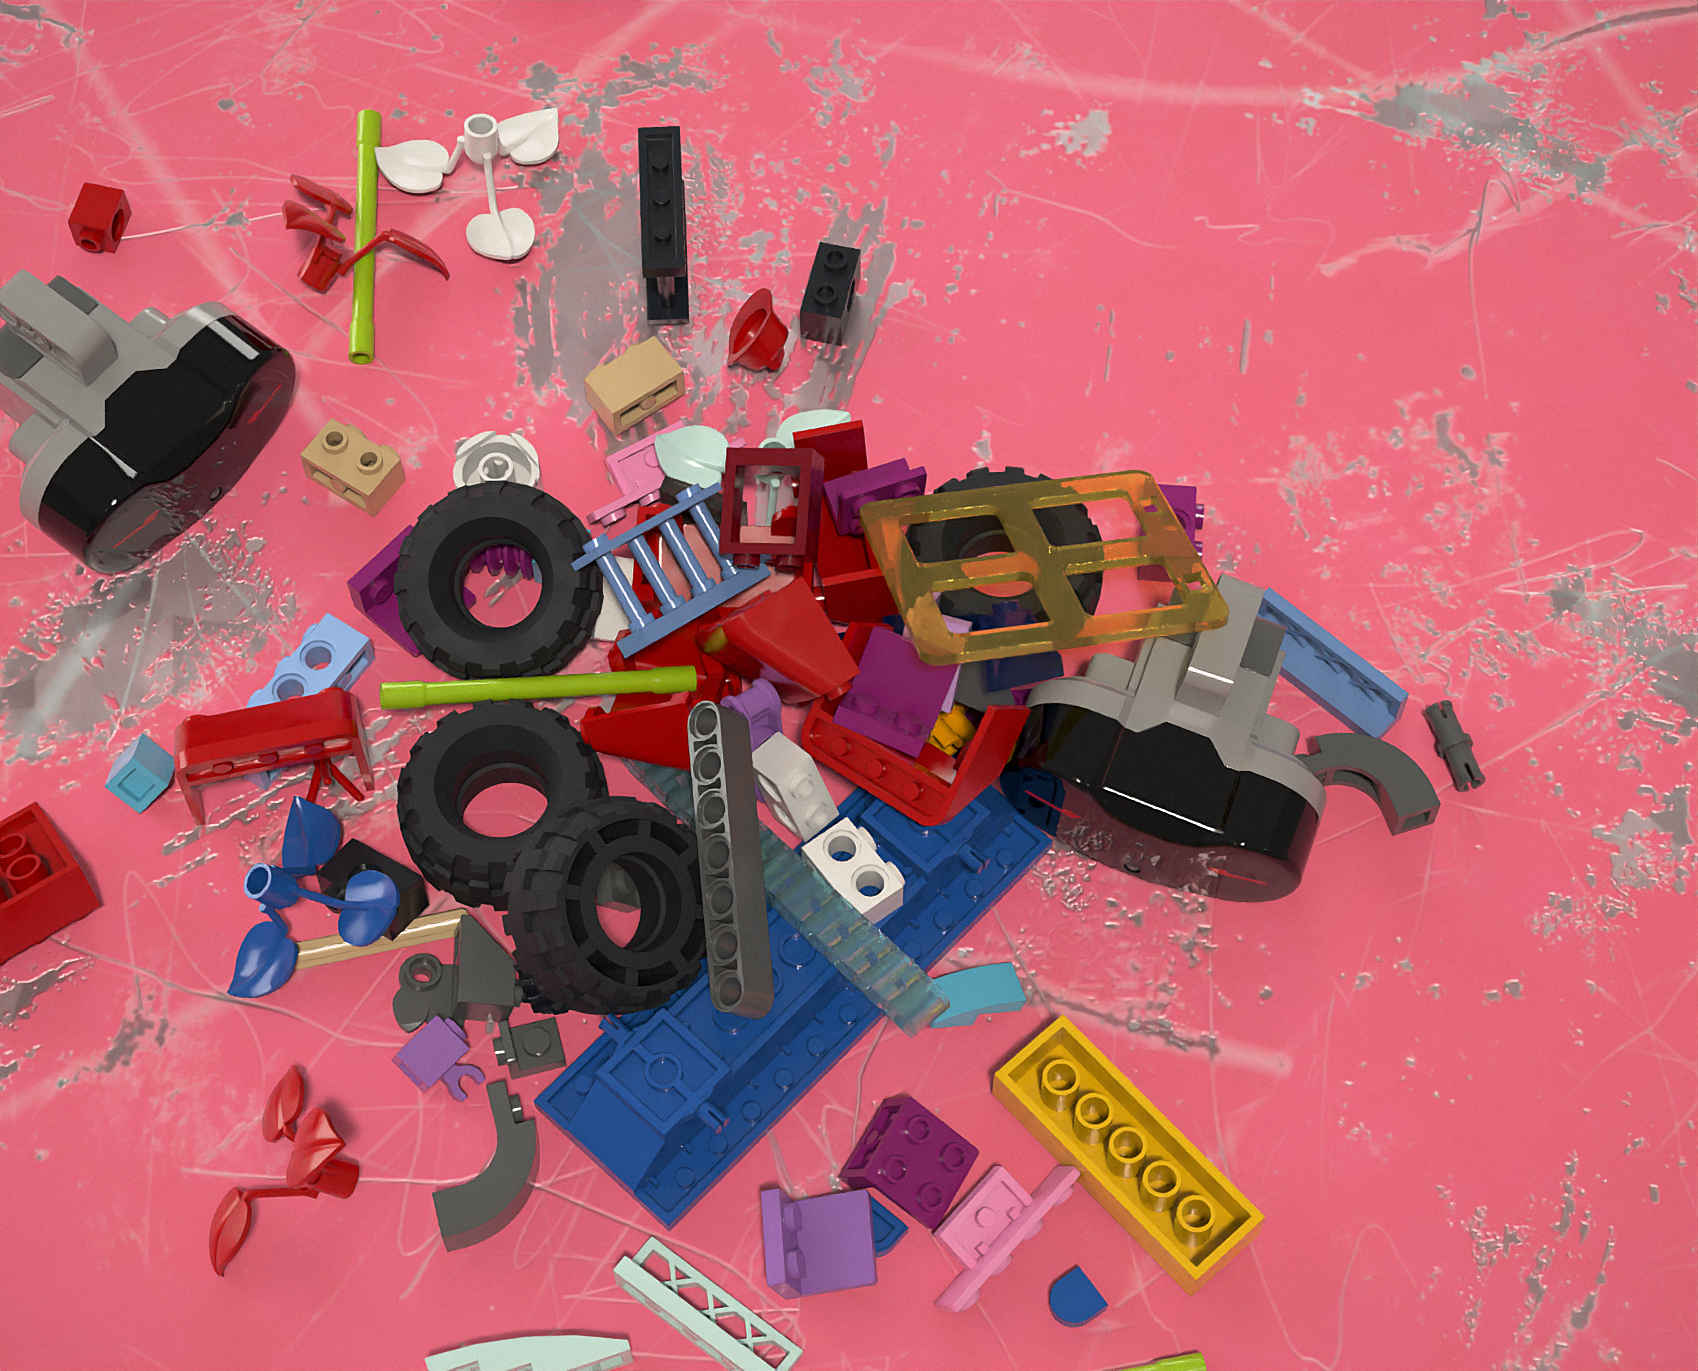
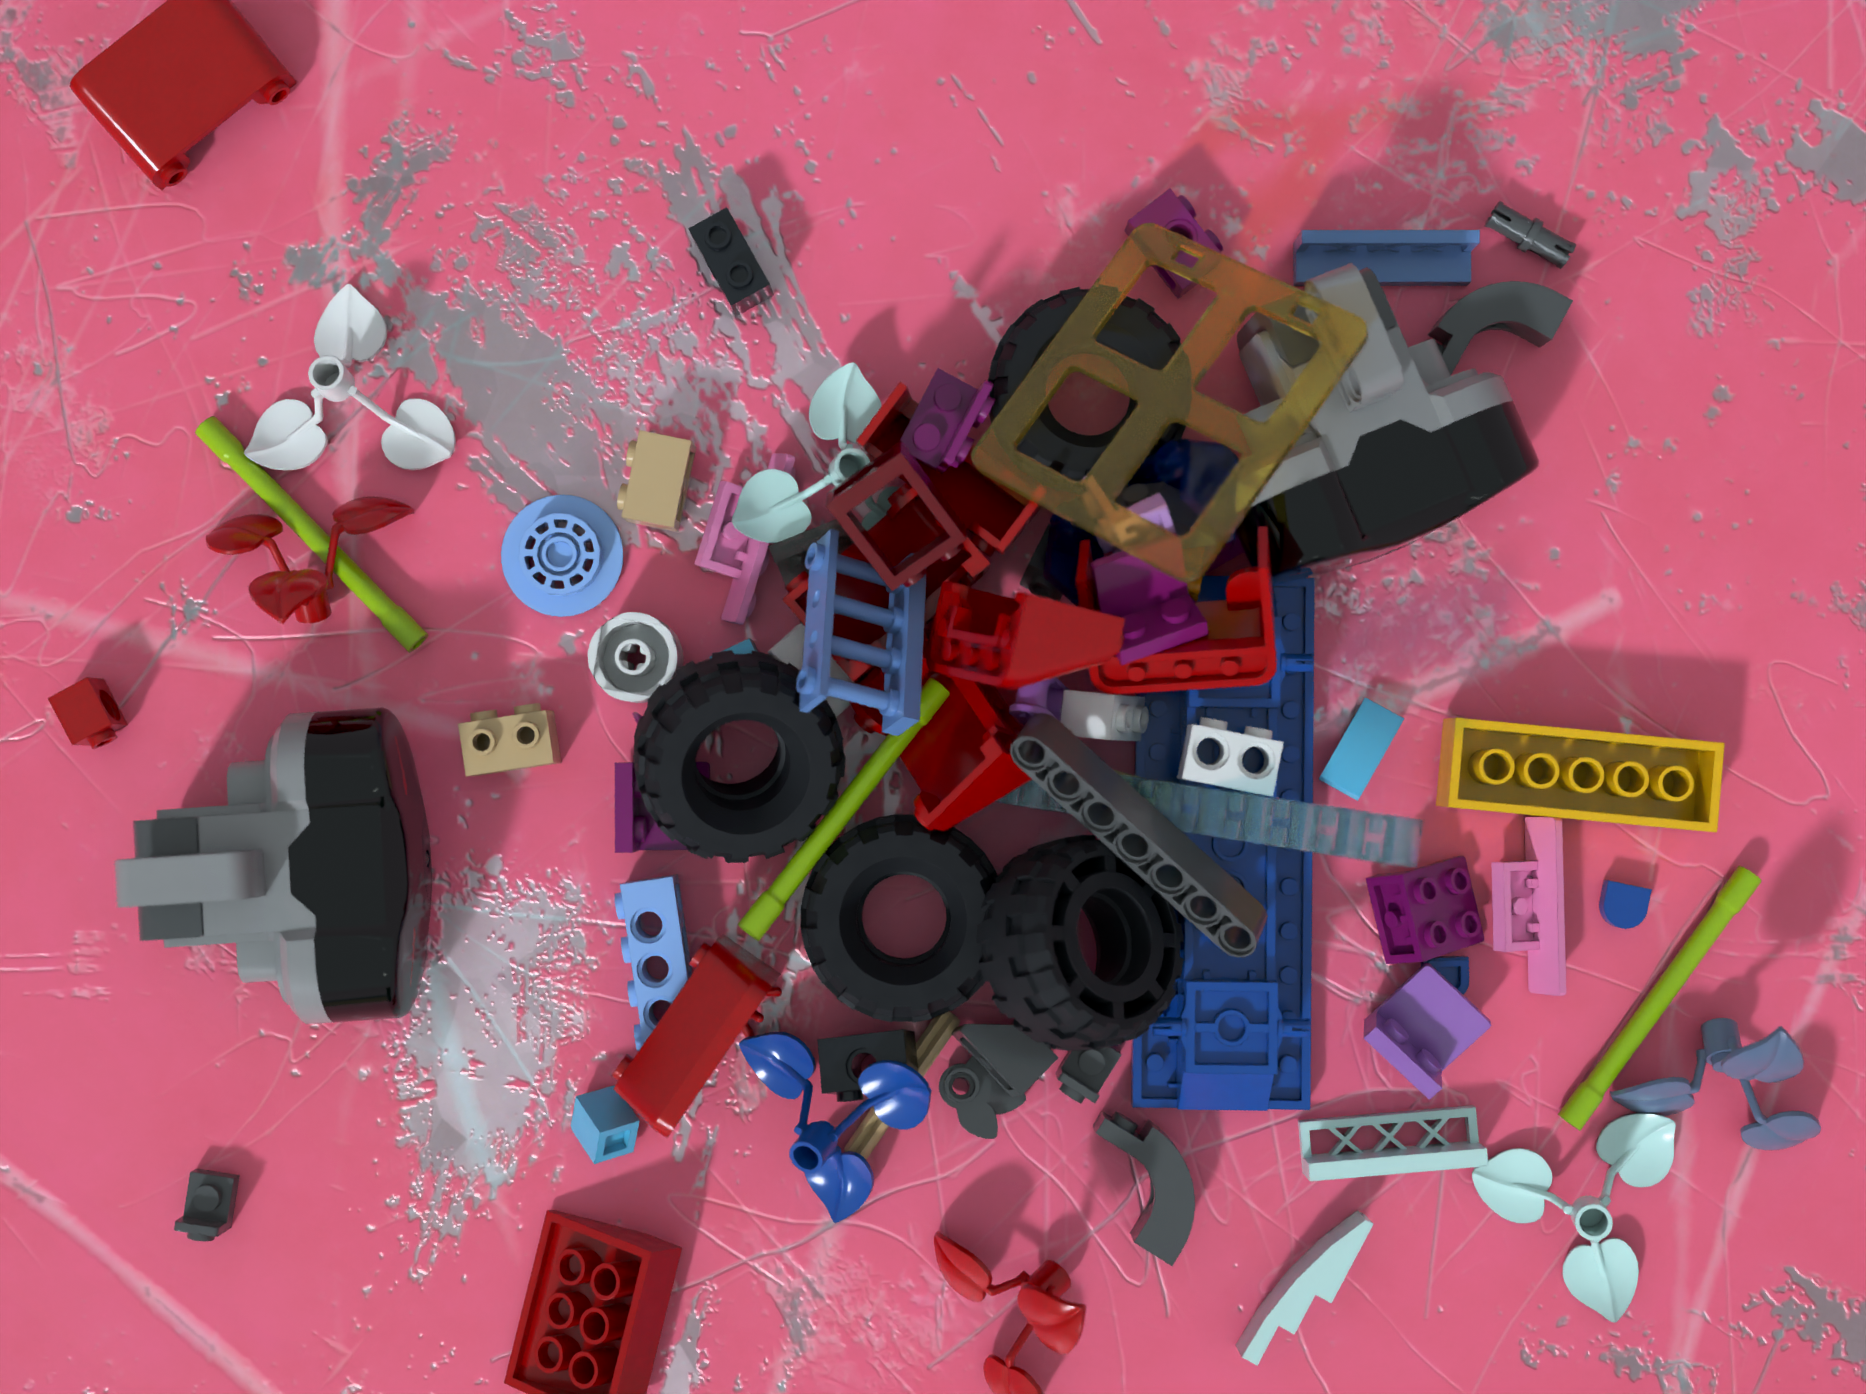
camera: 40 degrees left, 25 degrees up
(433, 1057) = (1032, 1138): medium lavender brick -> none
(516, 374) = (561, 555): none -> light blue wheel
(663, 225) = (552, 324): black fence -> none
(757, 334) = (706, 350): red piece -> none

